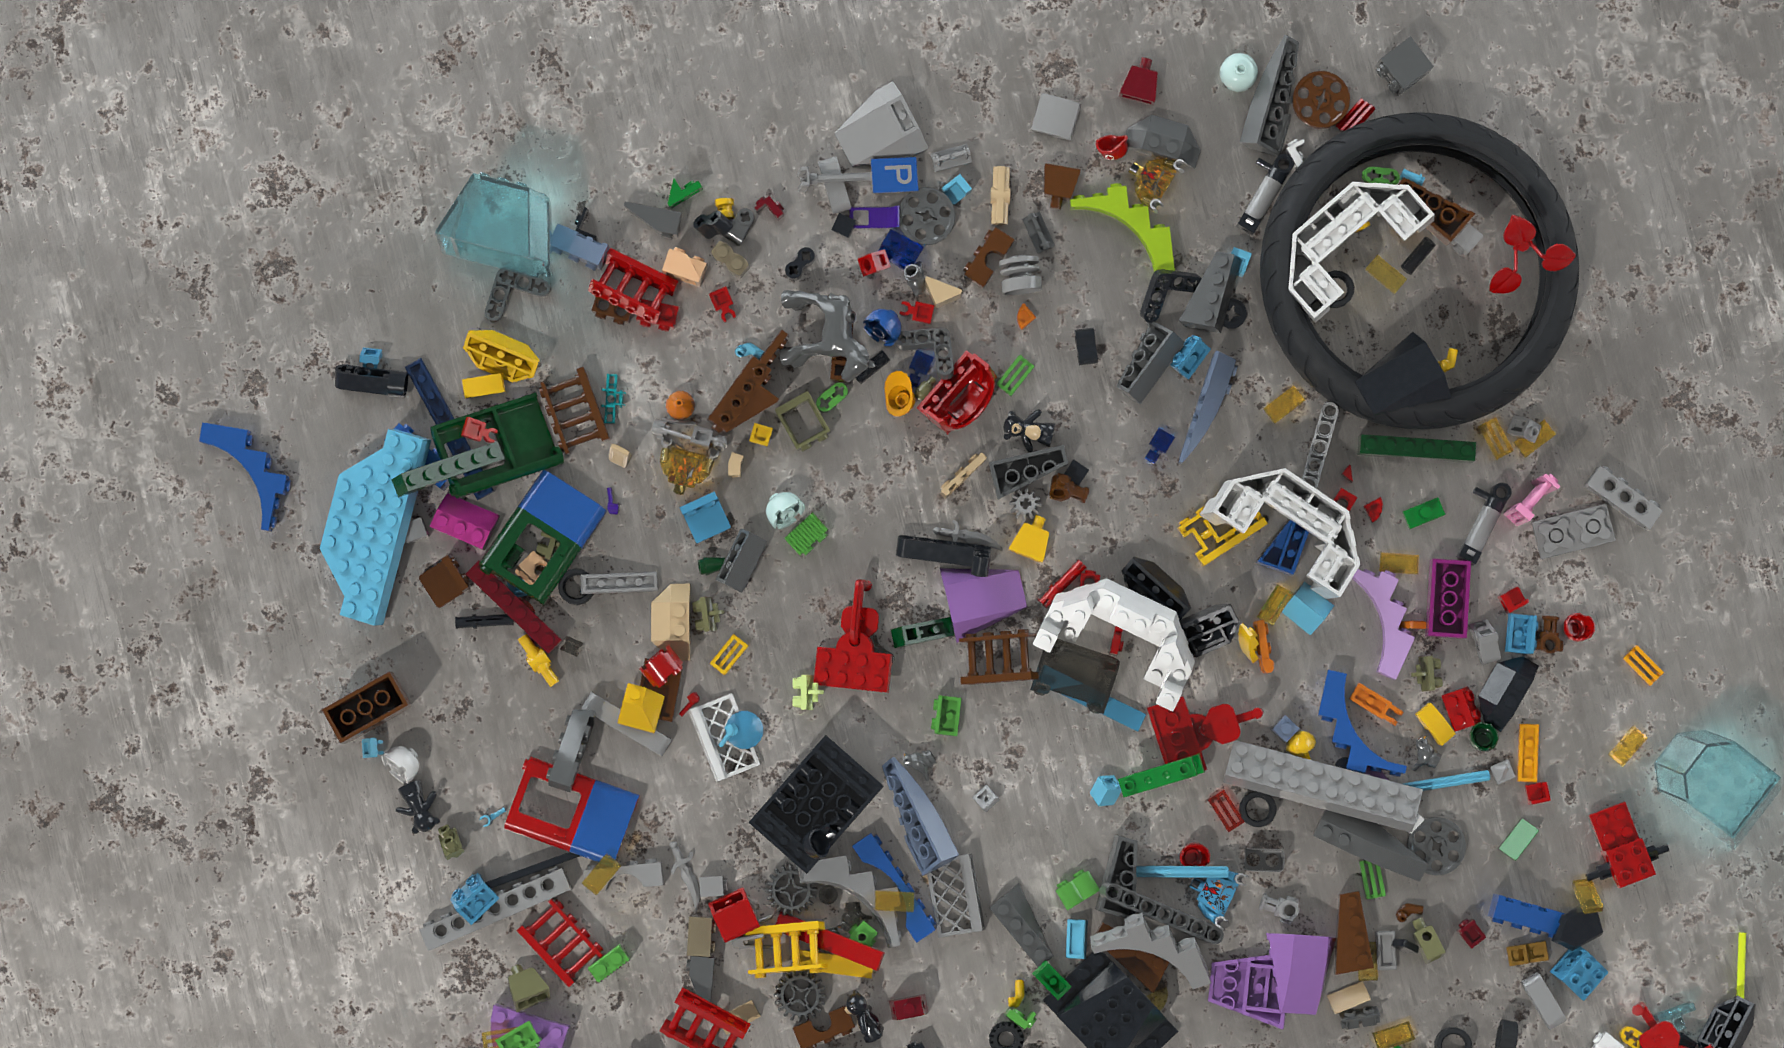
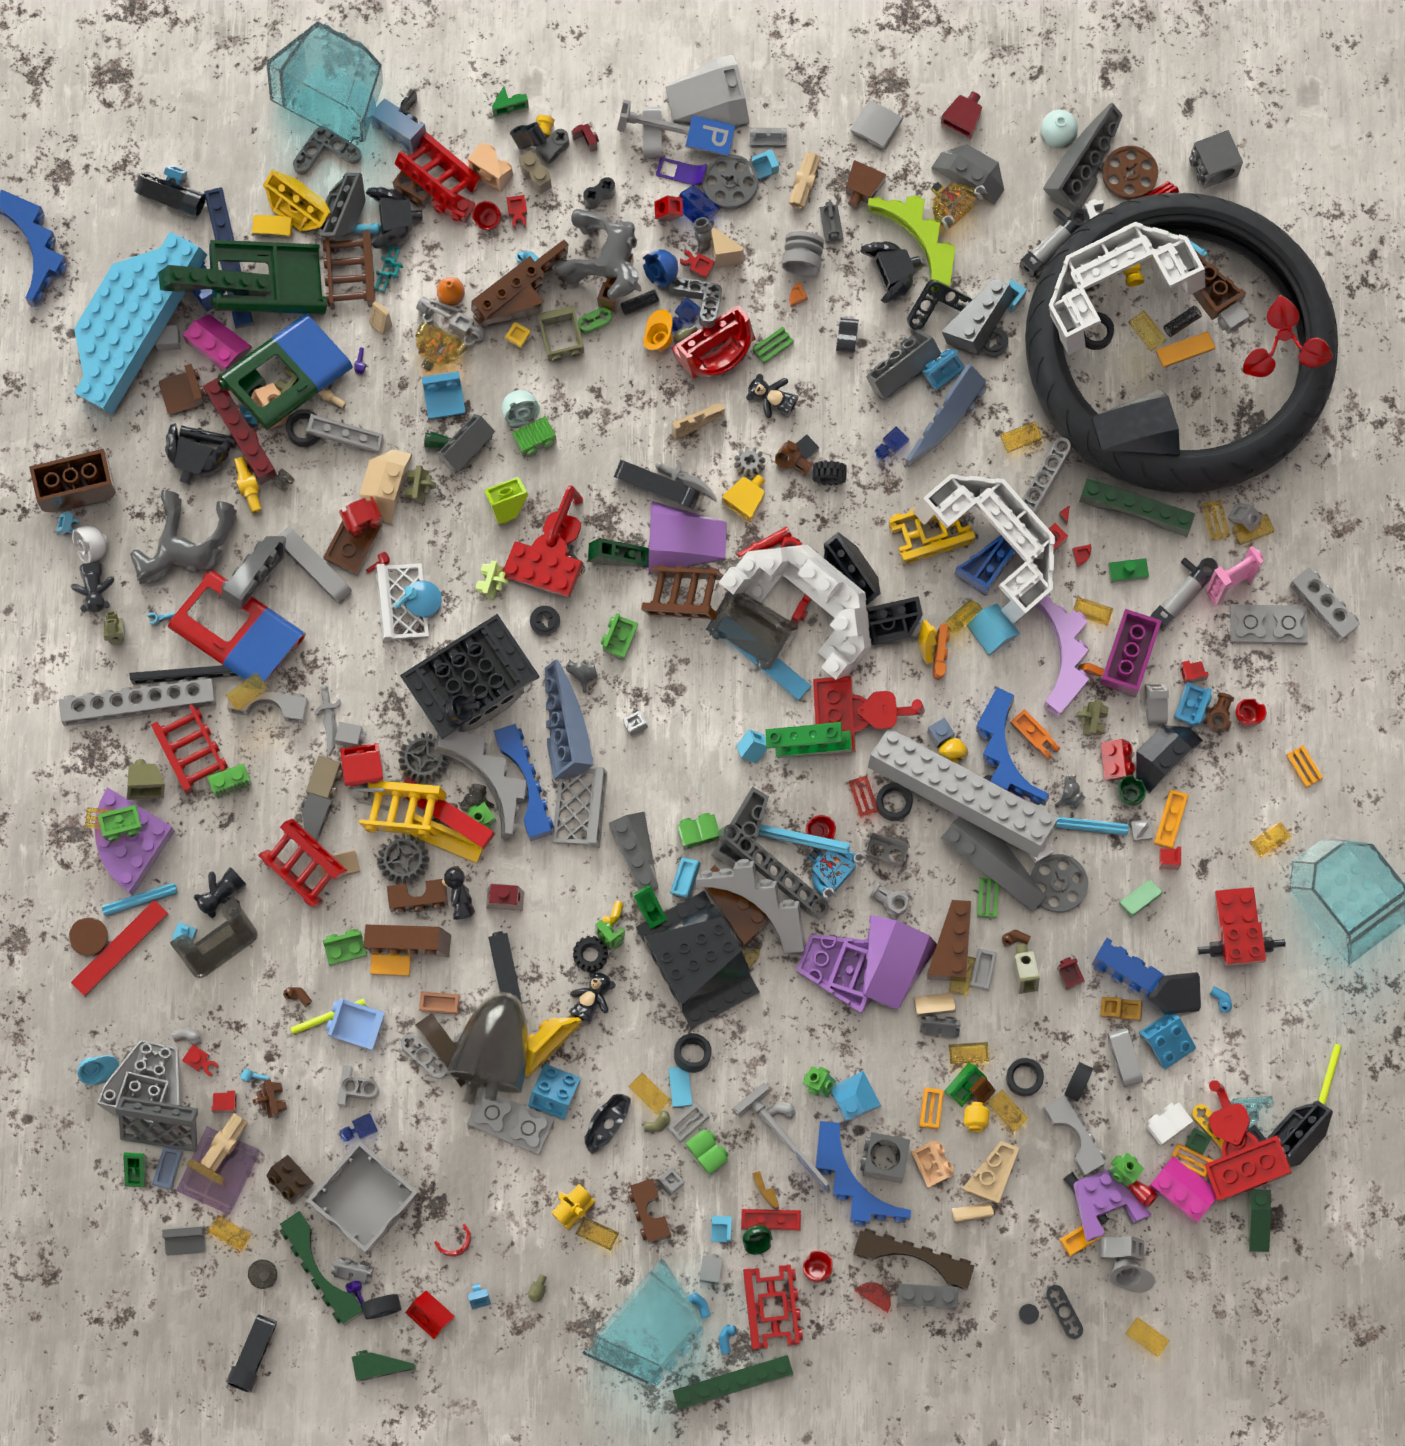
camera: 15 degrees right, 10 degrees down
(473, 898) = (119, 685): dark azure bracket -> none
(476, 430) = (251, 257): red plate -> none
(476, 647) = (193, 457): none -> black torso
(492, 747) = (180, 550): none -> dark grey animal
(550, 344) = (345, 205): none -> dark grey wedge
(585, 362) = (374, 228): none -> medium azure arm
(591, 547) = (329, 397): none -> tan bar
(603, 343) = (395, 216): none -> black torso
(640, 708) = (330, 549): yellow slope -> none
(661, 220) = (482, 122): dark grey slope -> none
(694, 318) = (486, 215): none -> red hair
(719, 667) = (420, 542): yellow tile -> none
(734, 465) = (485, 356): tan piece -> none
(797, 606) = (506, 499): none -> lime slope
(828, 894) = (458, 776): clear smoke wheel -> none
(844, 225) = (650, 170): black tile -> none
(878, 719) = (549, 613): none -> black gear
(894, 901) = (518, 791): clear yellow tile -> none
(996, 242) = (787, 221): reddish brown arch -> none
(1021, 470) = (754, 427): dark grey wedge -> none
(1107, 495) = (829, 472): none -> black tyre
(1112, 146) = (922, 164): red helmet -> none
(1114, 265) = (894, 268): none -> black torso
(1405, 946) = (1003, 968): black tile -> none
(1427, 282) = (1185, 349): none -> light orange tile
(1435, 723) = (1088, 767): yellow slope -> none
(1449, 363) = (1186, 426): yellow arm -> none
(1587, 896) = (1193, 966): clear yellow tile -> none
(1623, 918) = (1223, 998): none -> dark azure arm

